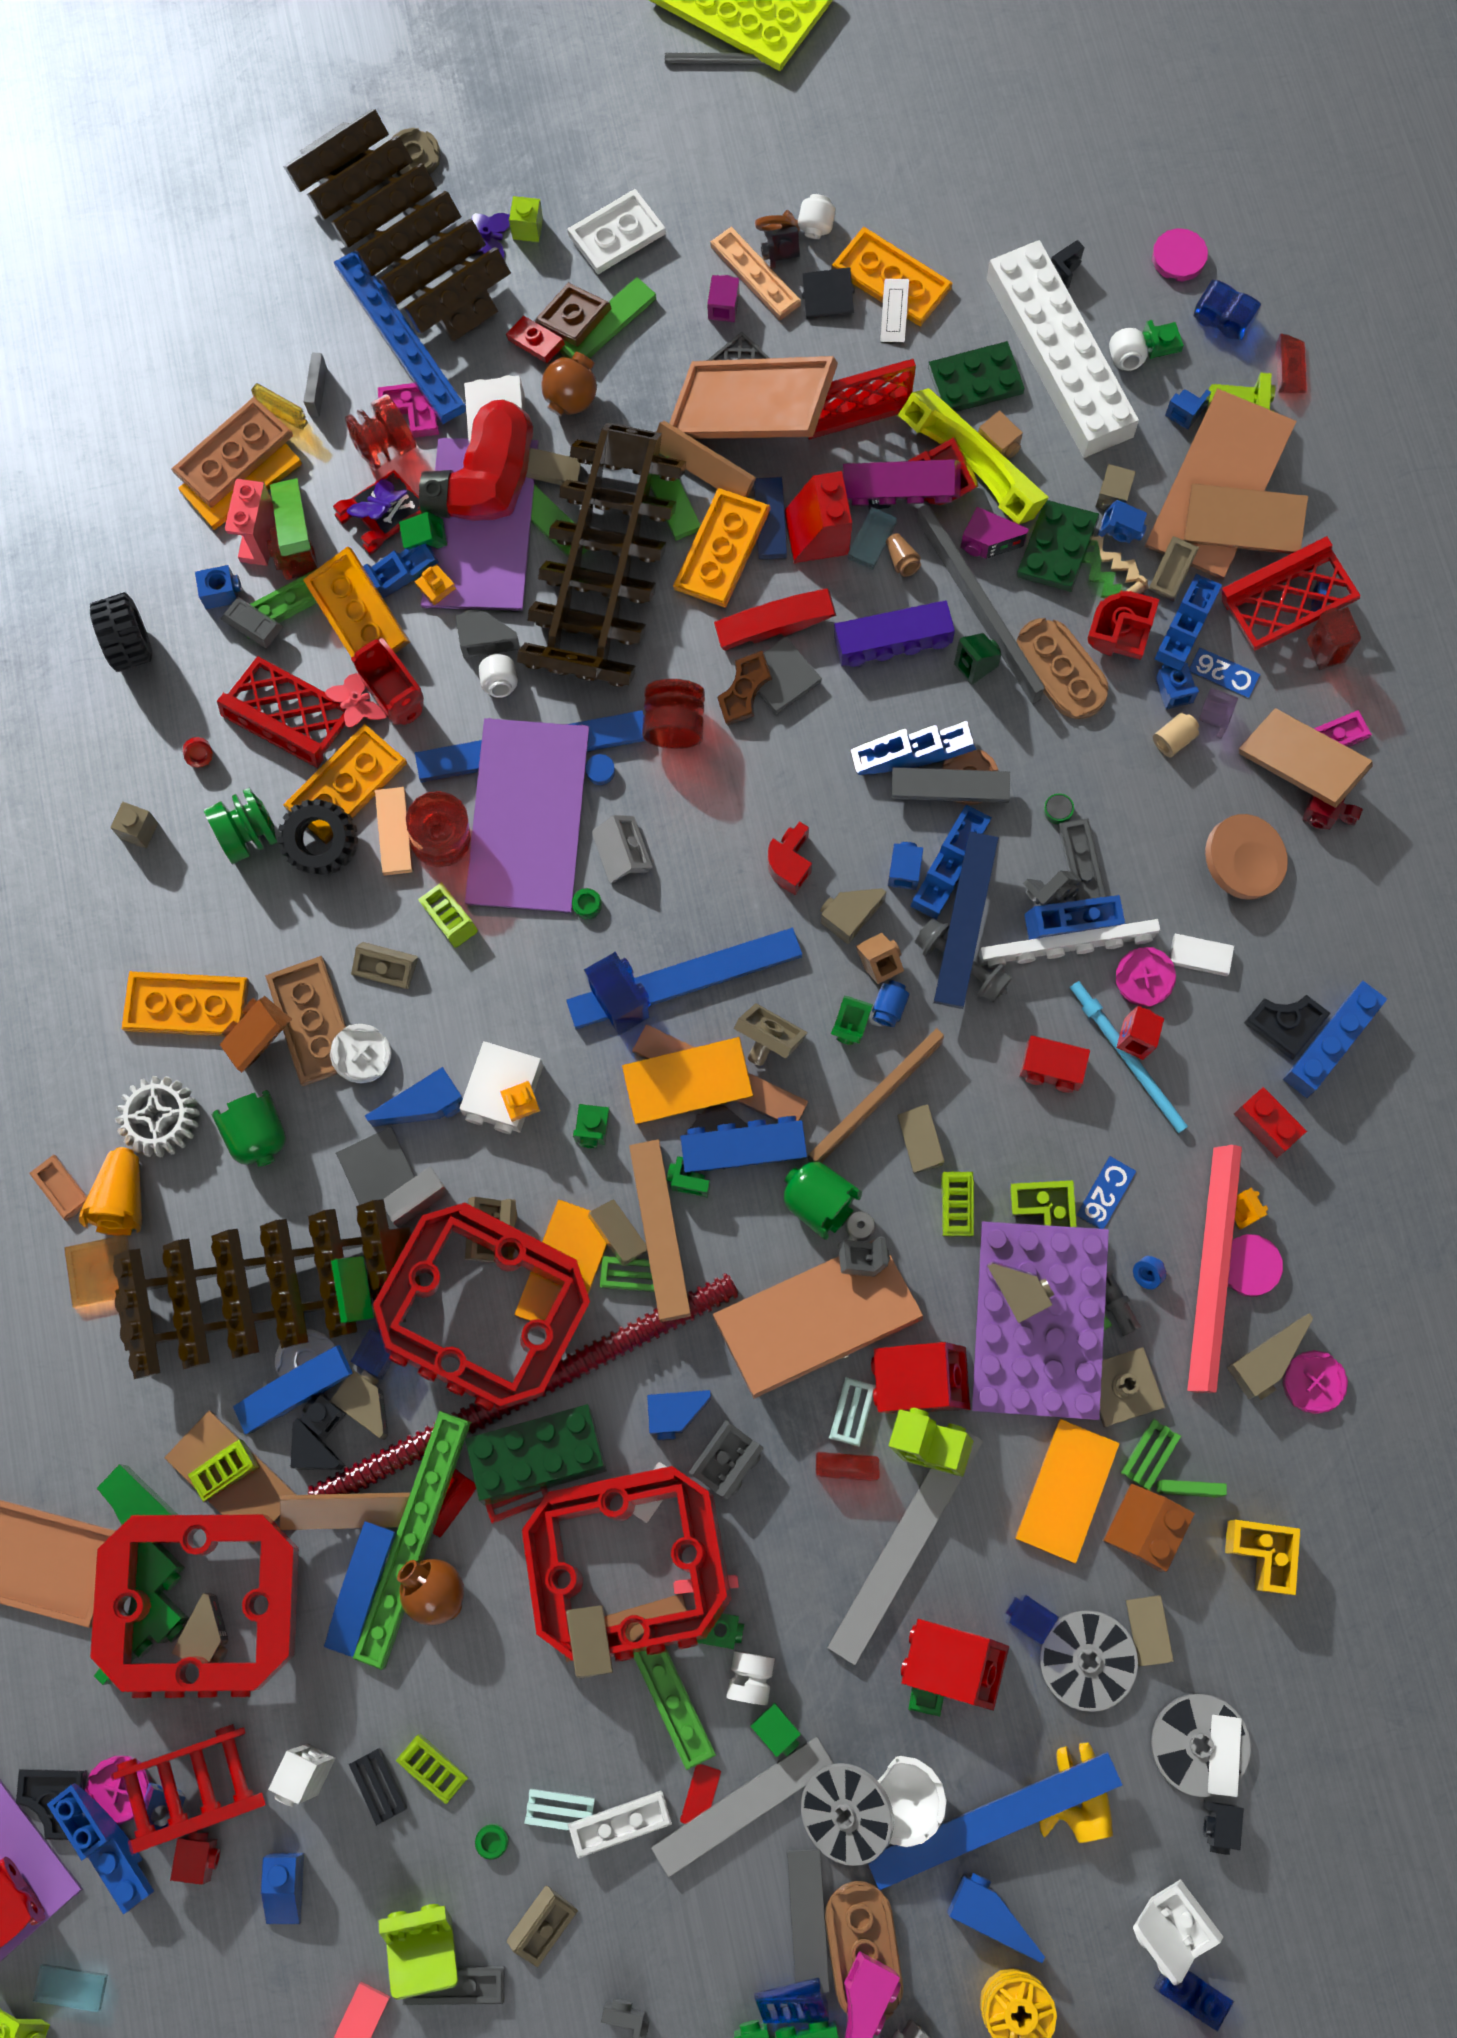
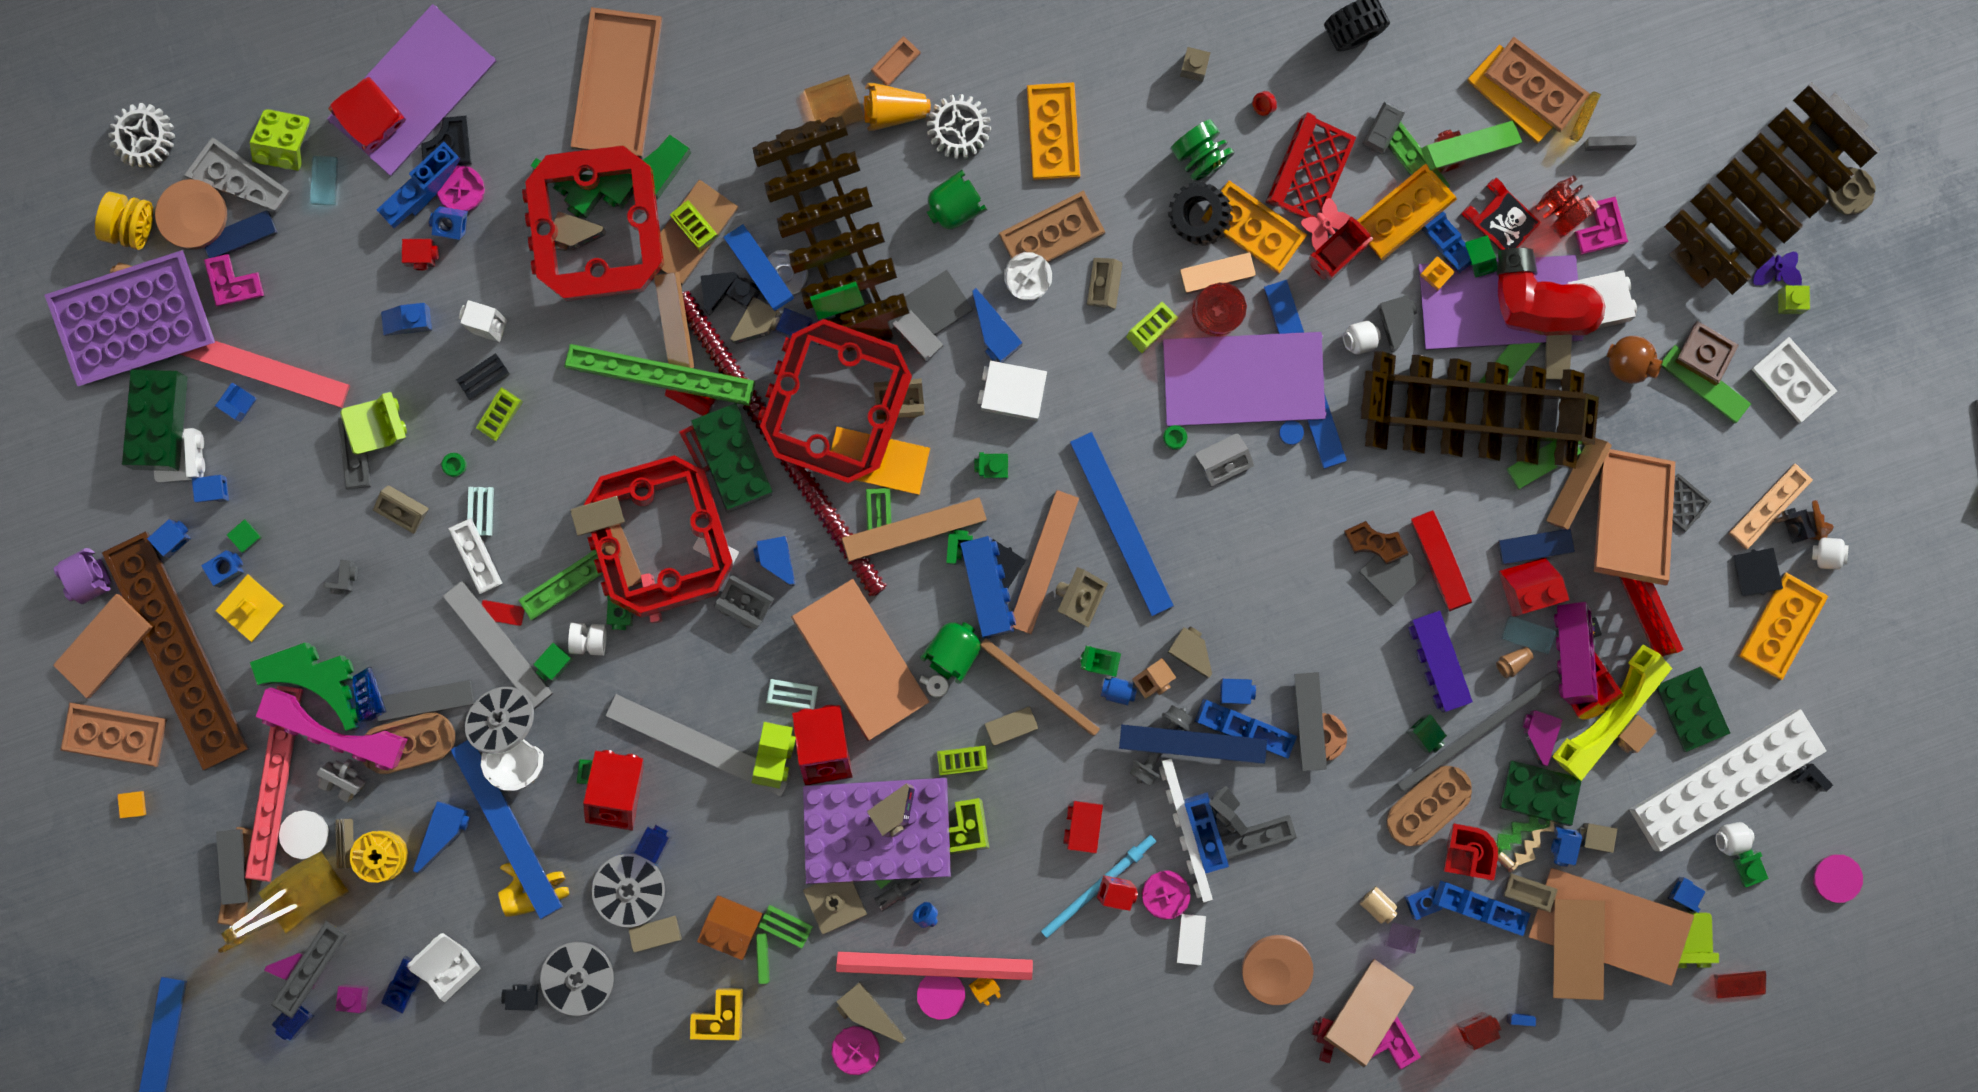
camera: 80 degrees right, 10 degrees up
(209, 579) = (1415, 84): blue brick -> none
(211, 1811) = (451, 260): red fence -> none
(251, 517) = (1469, 112): coral panel -> none
(254, 1032) = (1031, 191): dark orange slope -> none
(359, 1588) = (620, 341): blue slope -> none
(376, 507) = (1501, 214): dark purple piece -> none
(401, 338) = (1663, 209): blue tile -> none
(430, 1591) = (622, 394): dark orange brick -> none
(520, 1101) = (1000, 407): light orange tile -> none
(535, 339) = (1678, 324): red plate -> none
(617, 993) = (1096, 471): clear blue brick -> none
(618, 1232) = (908, 497): dark tan slope -> none
(673, 713) = (1342, 486): clear red wheel -> none
(687, 1080) = (1035, 536): light orange tile -> none
(721, 547) = (1502, 508): light orange tile -> none
(723, 298) = (1739, 481): magenta brick -> none
(784, 863) = (1228, 590): red brick -> none
(847, 1466) = (750, 694): clear red slope -> none
(863, 1257) = (909, 689): dark grey bracket -> none
(894, 310) = (1748, 631): white sticker -> none
(913, 750) = (1338, 688): slope -> none
(1058, 808) = (1303, 813): flat silver tile -> none
(1067, 1491) = (751, 864): light orange tile -> none
(1106, 1193) = (986, 877): blue sticker -> none
(1224, 672) = (1443, 943): blue sticker -> none
(1225, 1757) = (569, 997): white sticker -> none
(1226, 310) = (1784, 922): clear blue brick -> none
(1270, 1122) = (1055, 1002): red brick -> none
(1280, 572) = (1532, 981): red fence -> none
(1287, 1025) = (1140, 1013): black tile -> none
(1335, 1039) = (1130, 1050): blue brick -> none

